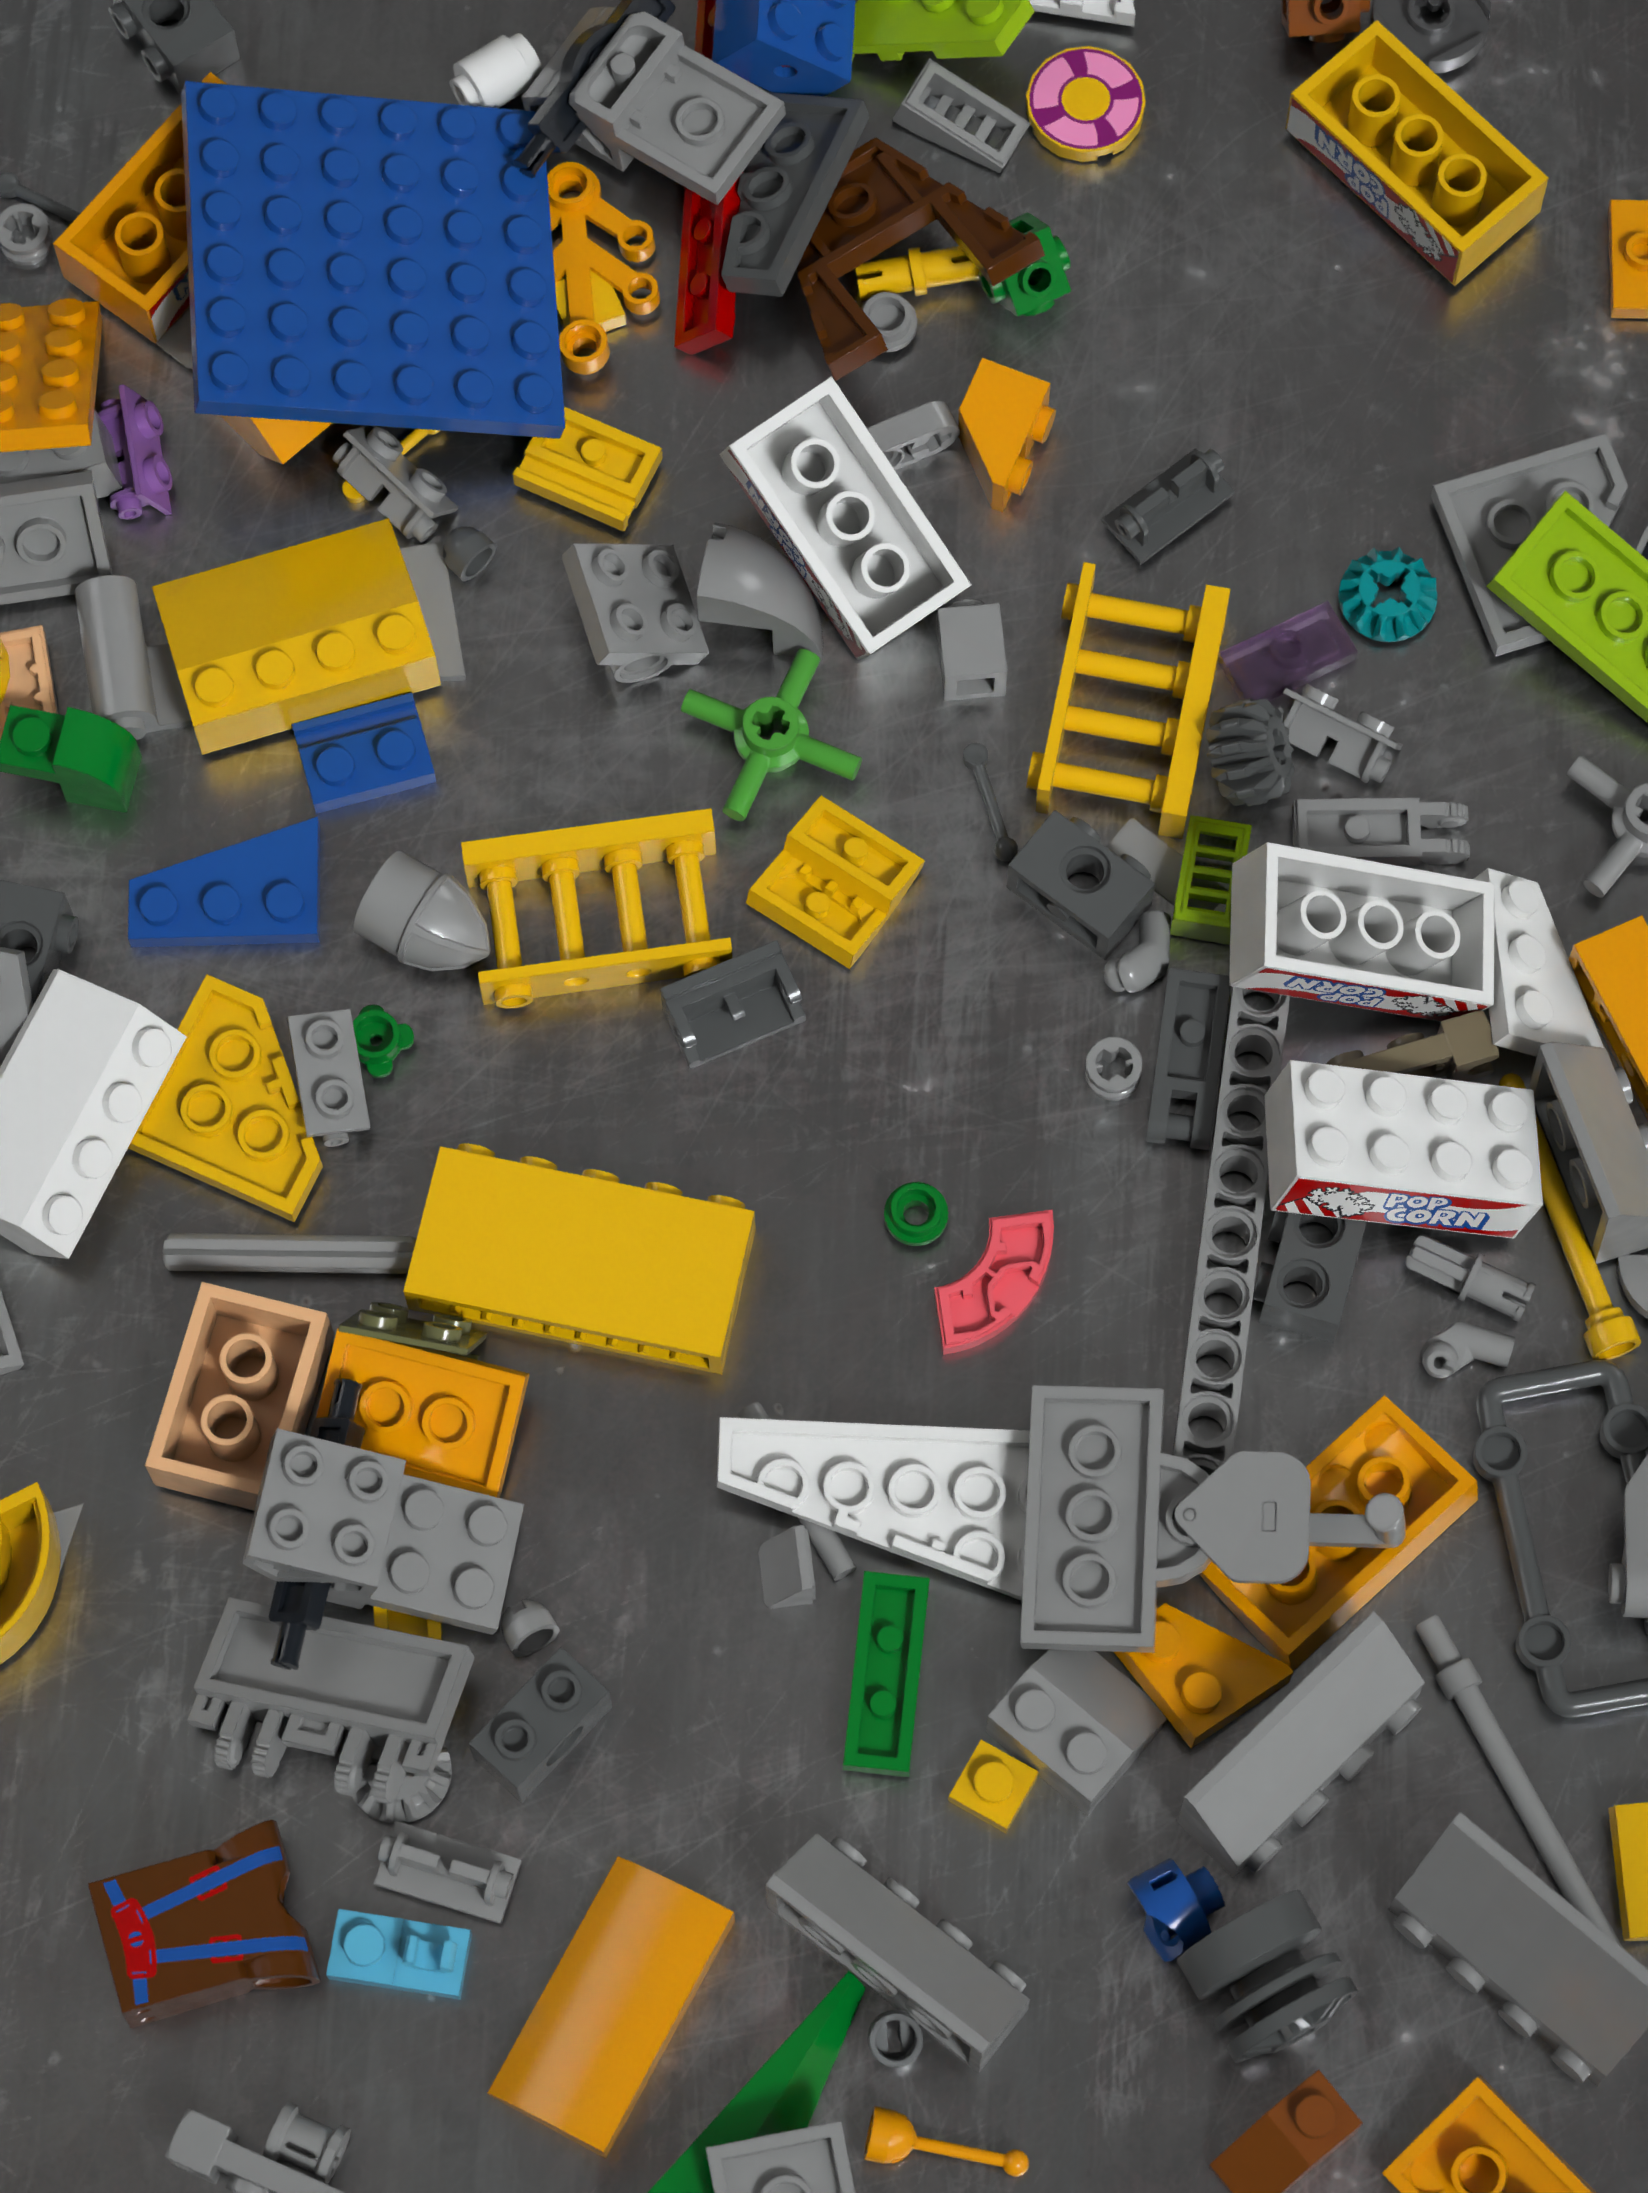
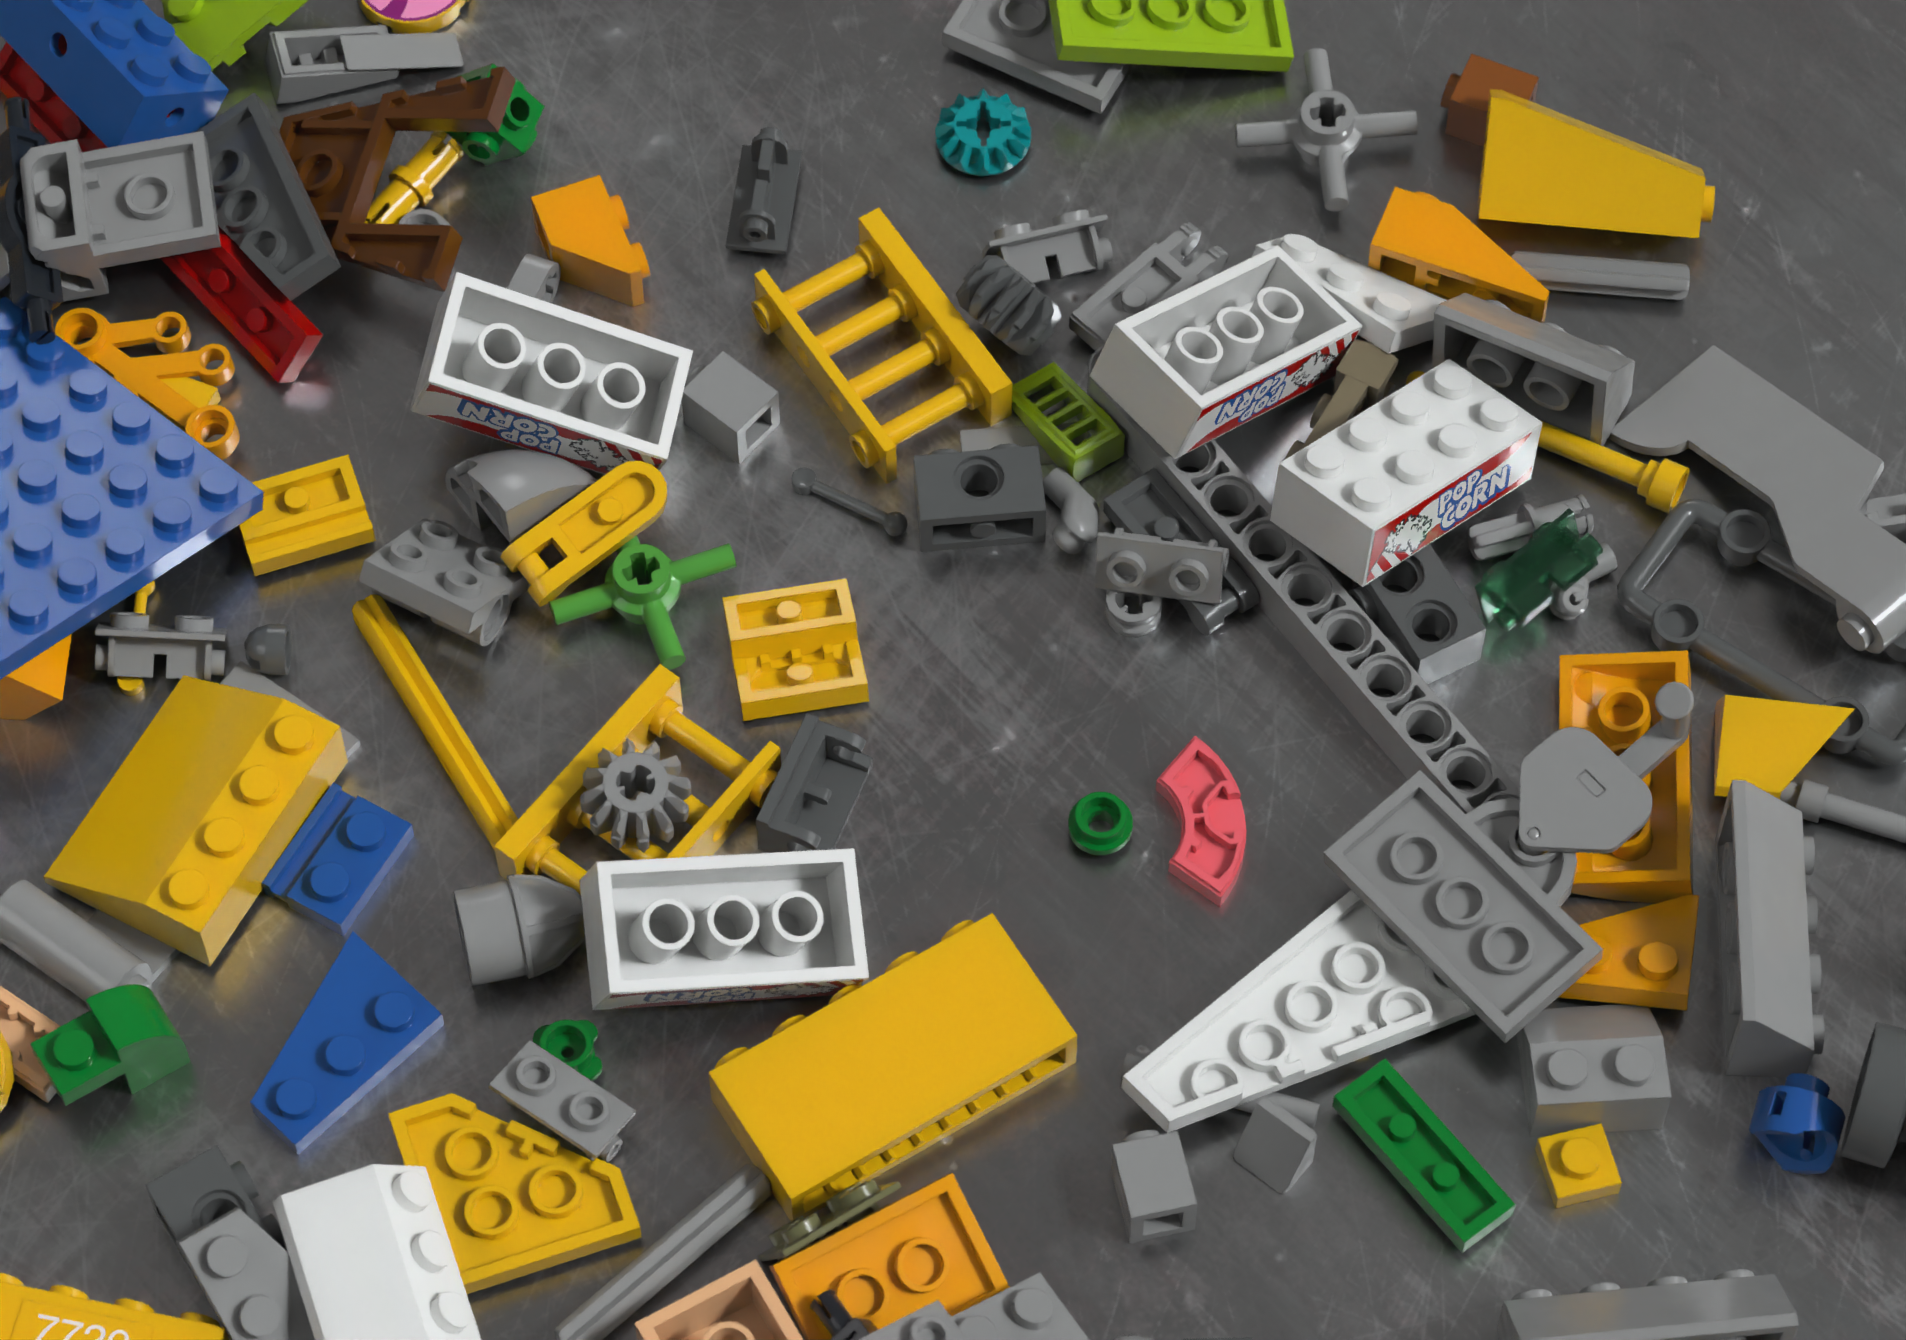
camera: 45 degrees left, 10 degrees down
(529, 709) = (434, 717): none -> yellow axle
(548, 1051) = (723, 928): none -> white brick
(575, 911) = (652, 810): none -> light grey gear
(671, 1514) = (1153, 1185): none -> light grey brick
(764, 659) = (589, 528): none -> yellow plate
(1019, 155) = (401, 51): none -> light grey sticker
(1136, 1040) = (1160, 567): none -> light grey hinge
(1288, 654) = (958, 226): clear purple plate -> none
(1459, 1604) = (1768, 740): none -> yellow slope
(1461, 1314) = (1514, 588): none -> clear green hinge

